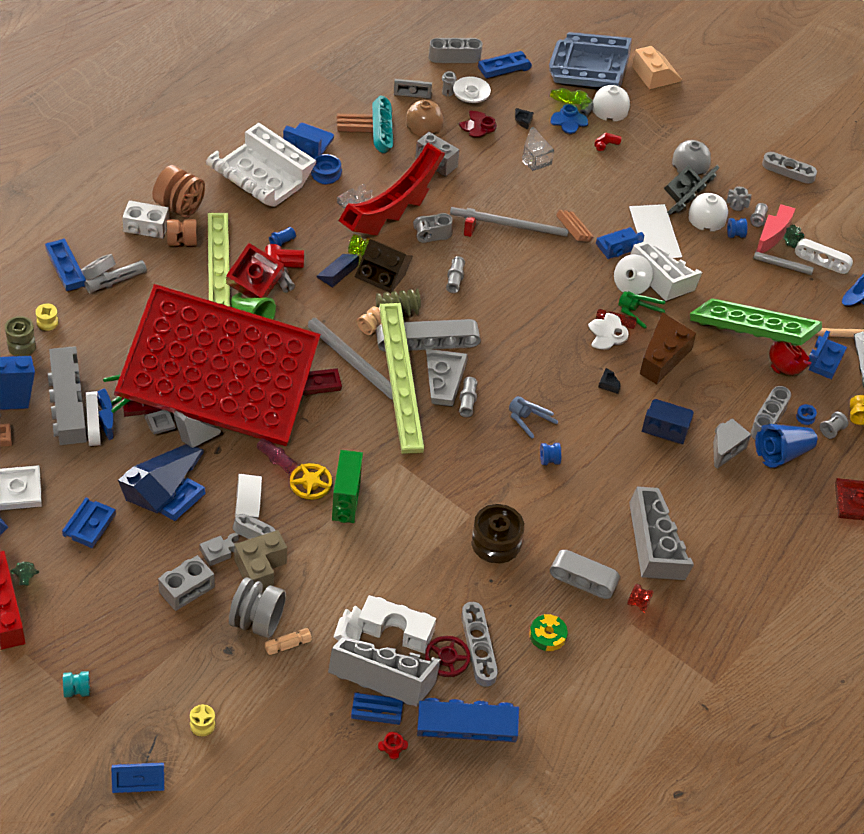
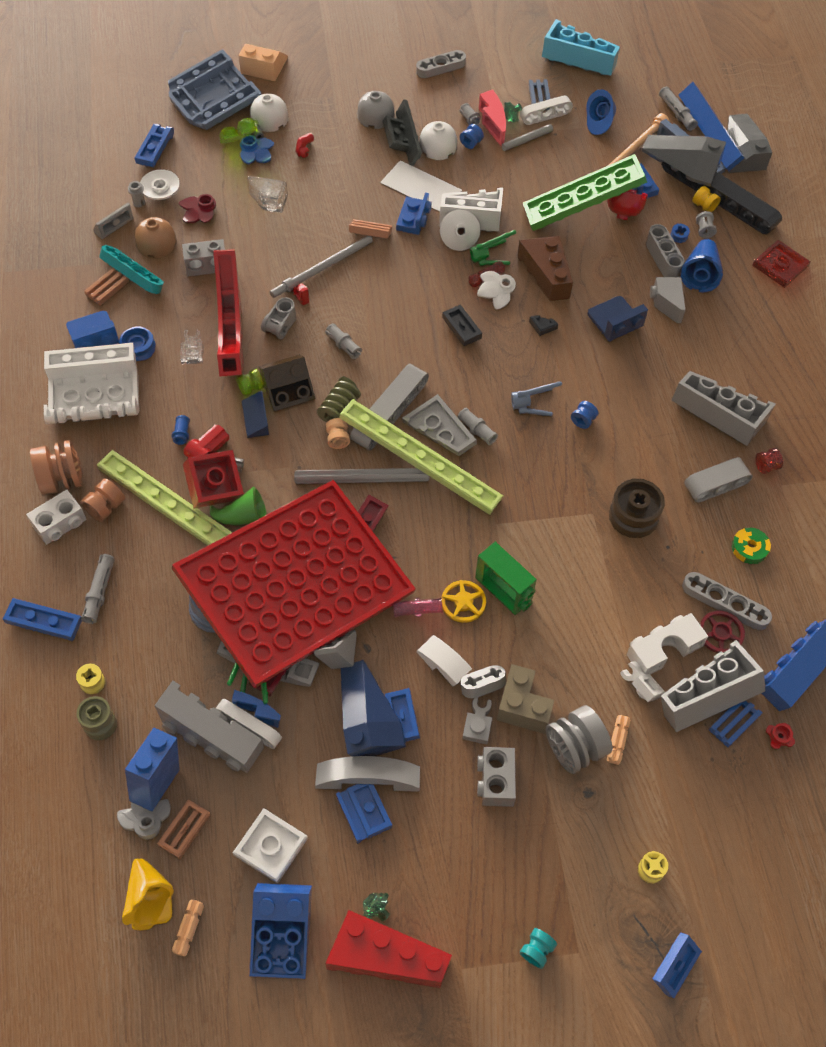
camera: 45 degrees left, 10 degrees up
(98, 266) = (75, 594): light grey beam -> none
(122, 506) = (368, 770): none -> light grey slope
(455, 50) = (104, 163): light grey beam -> none
(523, 117) = (222, 176): black tile -> none
(549, 332) = (462, 325): none -> black plate
(738, 198) = (444, 112): light grey gear -> none
(844, 237) = (539, 85): none -> sand blue tile

